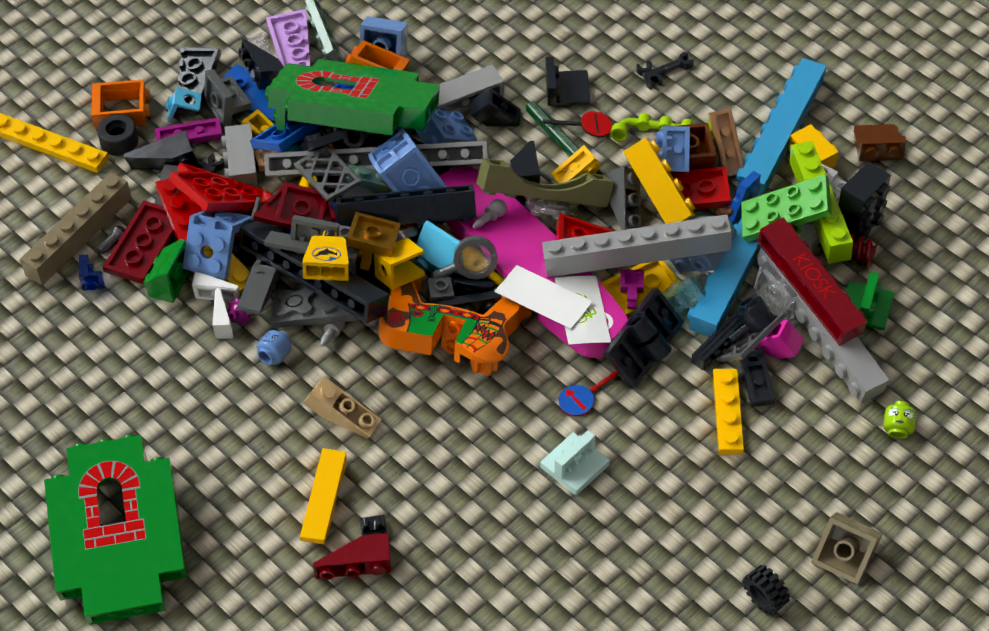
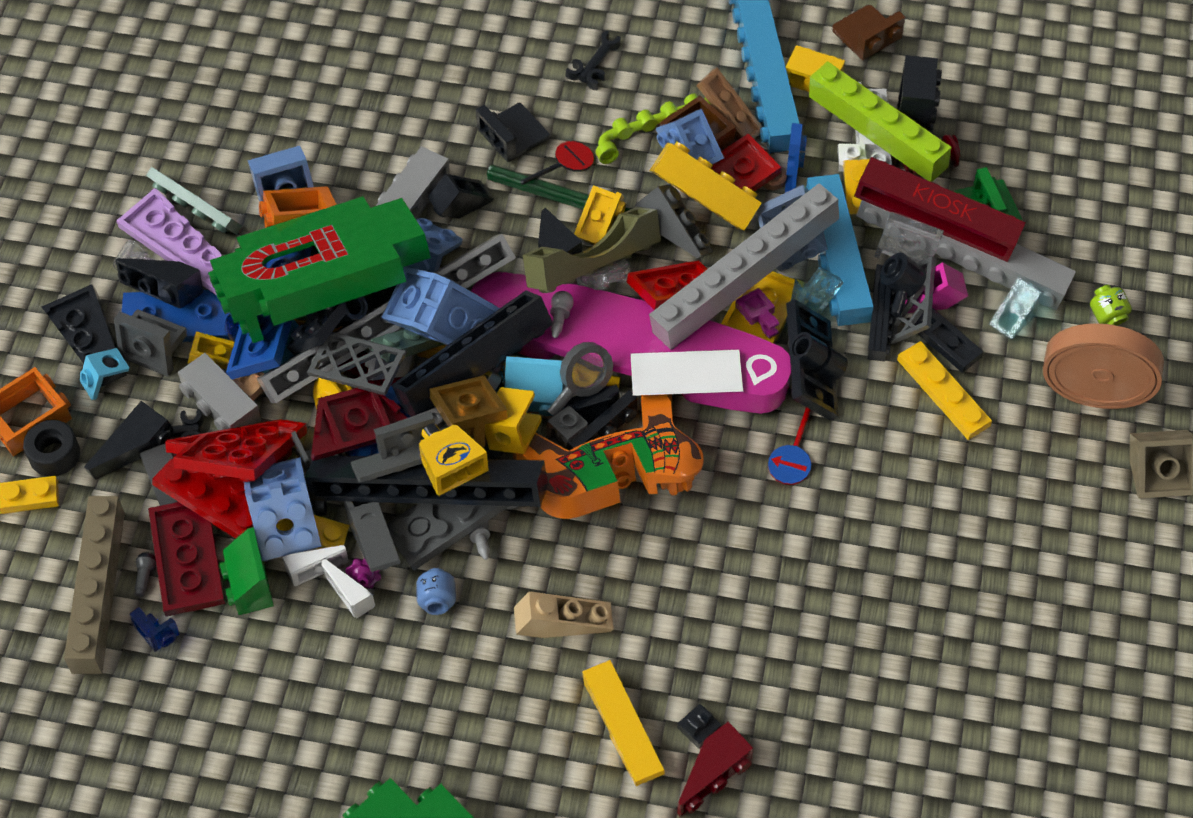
camera: 35 degrees left, 5 degrees up
(197, 131) = (150, 389): magenta plate -> none
(575, 462) = (843, 530): light aqua bracket -> none
(592, 324) = (758, 377): white sticker -> none
(766, 589) = (1132, 551): black tyre -> none
(796, 203) = (846, 152): bright green plate -> none
(825, 384) = (1017, 308): none -> clear light blue slope
(843, 449) = (1103, 366): none -> nougat brick

